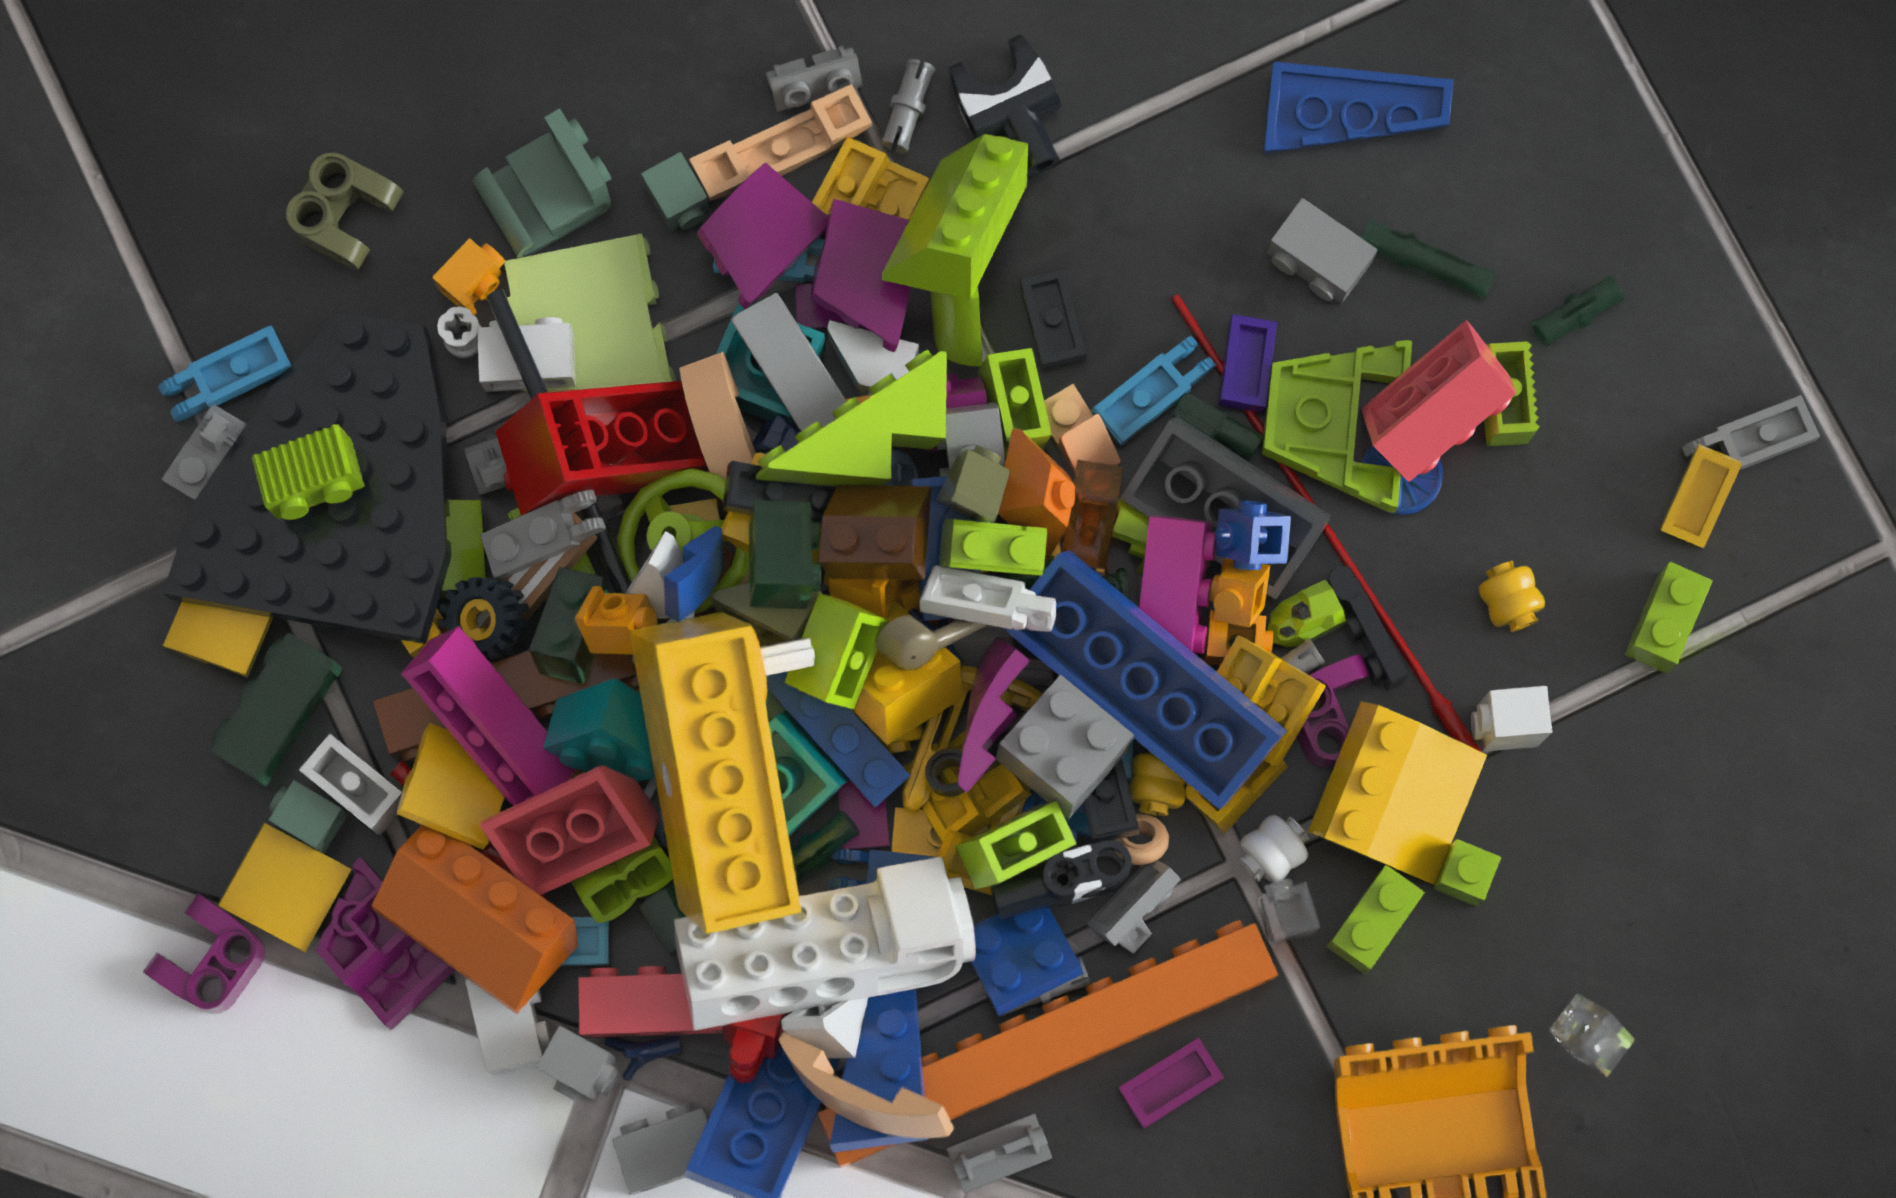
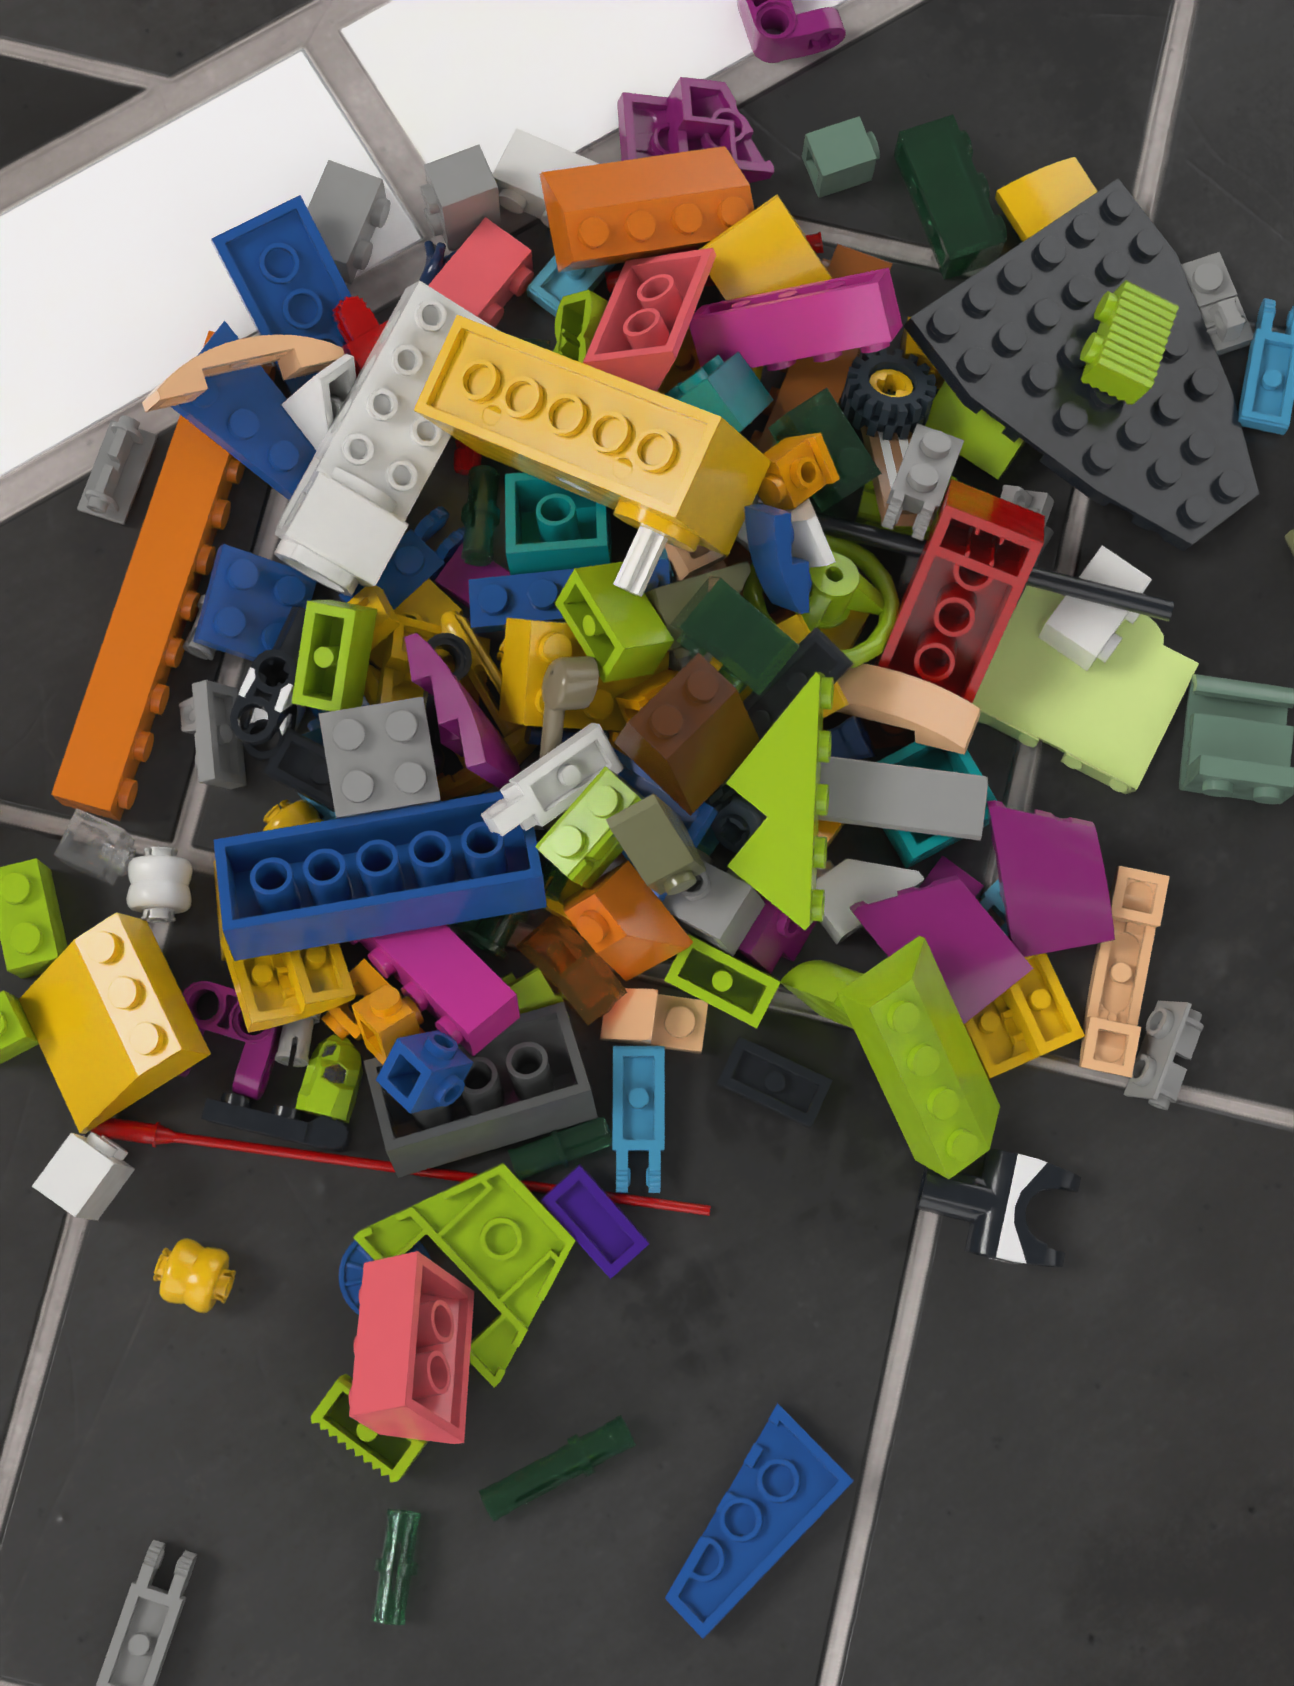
camera: 125 degrees right, 0 degrees up
(284, 887) = (794, 97): yellow slope -> none
(353, 784) = (838, 200): white brick -> none
(450, 324) = (1172, 563): white bush -> none
(469, 274) = (1206, 619): light orange brick -> none
(676, 193) = (1147, 845): sand green brick -> none
(907, 106) = (1073, 1115): light grey pin -> none
(1151, 851) = (245, 782): light nougat piece -> none
(1170, 1083) = (52, 650): magenta tile -> none
(1320, 252) = (640, 1372): light grey brick -> none
(1668, 617) = (56, 1399): lime brick -> none
(1700, 495) = (135, 1528): yellow tile -> none

